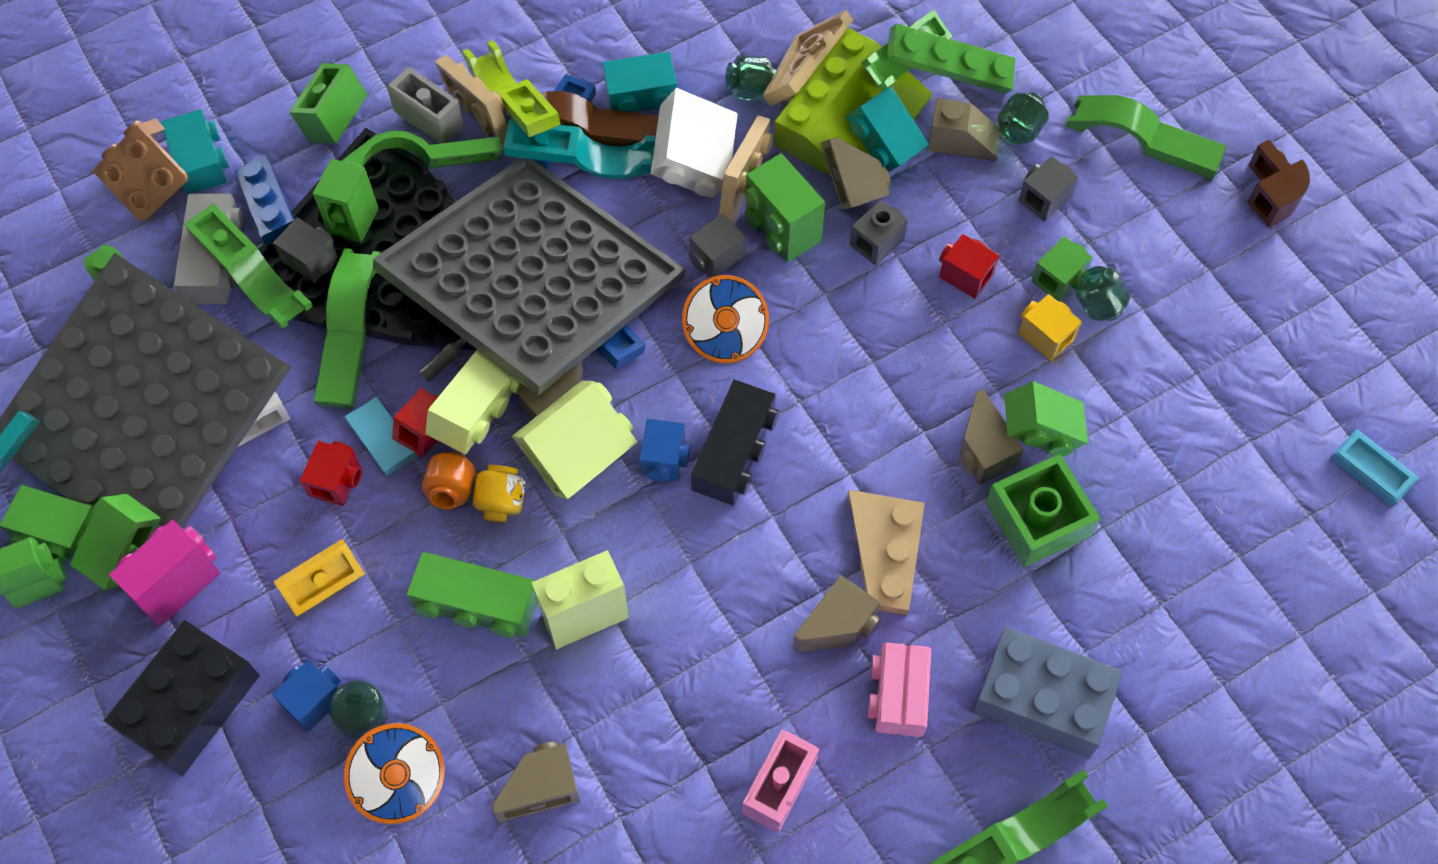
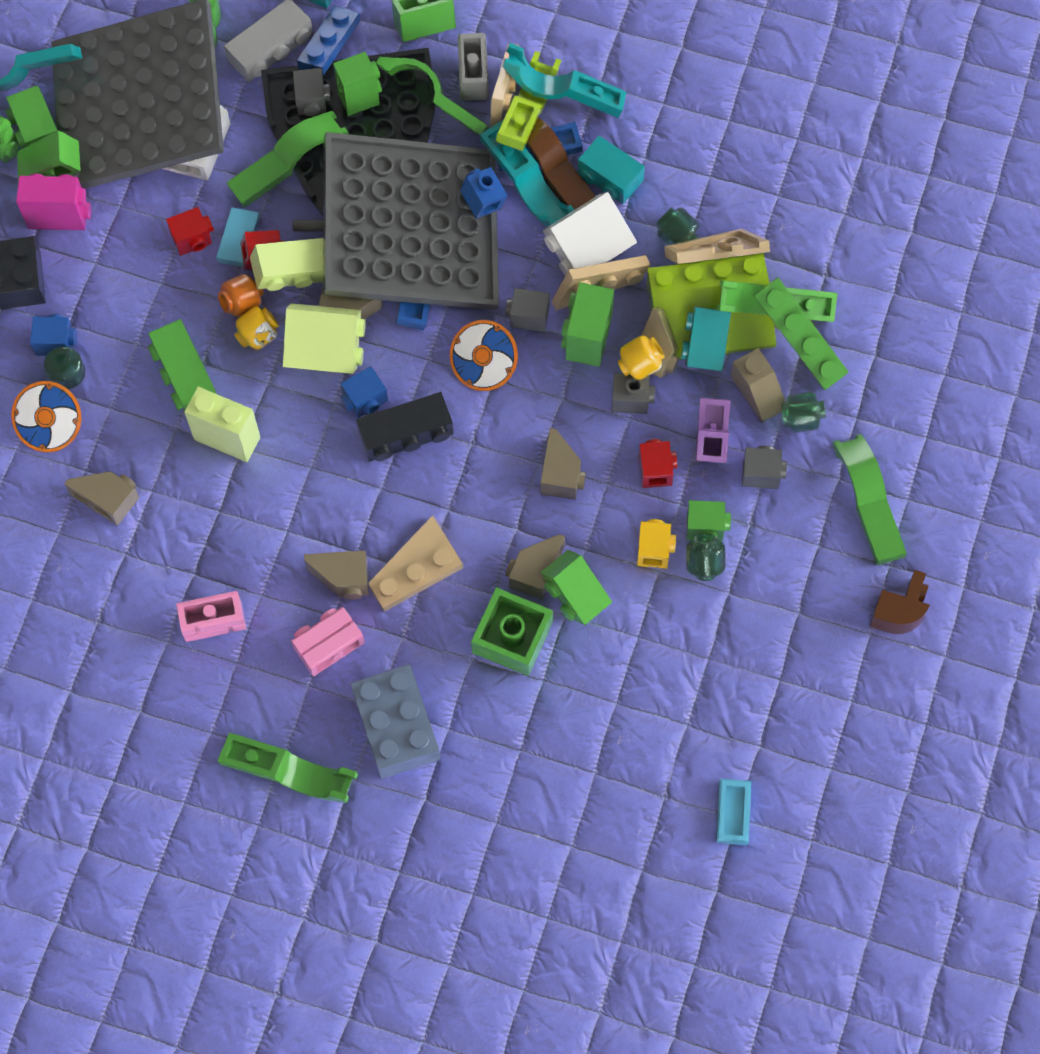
camera: 50 degrees right, 5 degrees up
(246, 266) = (270, 71): bright green piece -> none
(319, 577) = (123, 281): yellow plate -> none
(524, 51) = (571, 85): none -> teal piece
(564, 188) = (483, 192): none -> blue brick
(866, 187) = (640, 357): none -> yellow head
(900, 343) = (561, 469): none -> dark tan slope
(980, 202) = (712, 430): none -> medium lavender brick

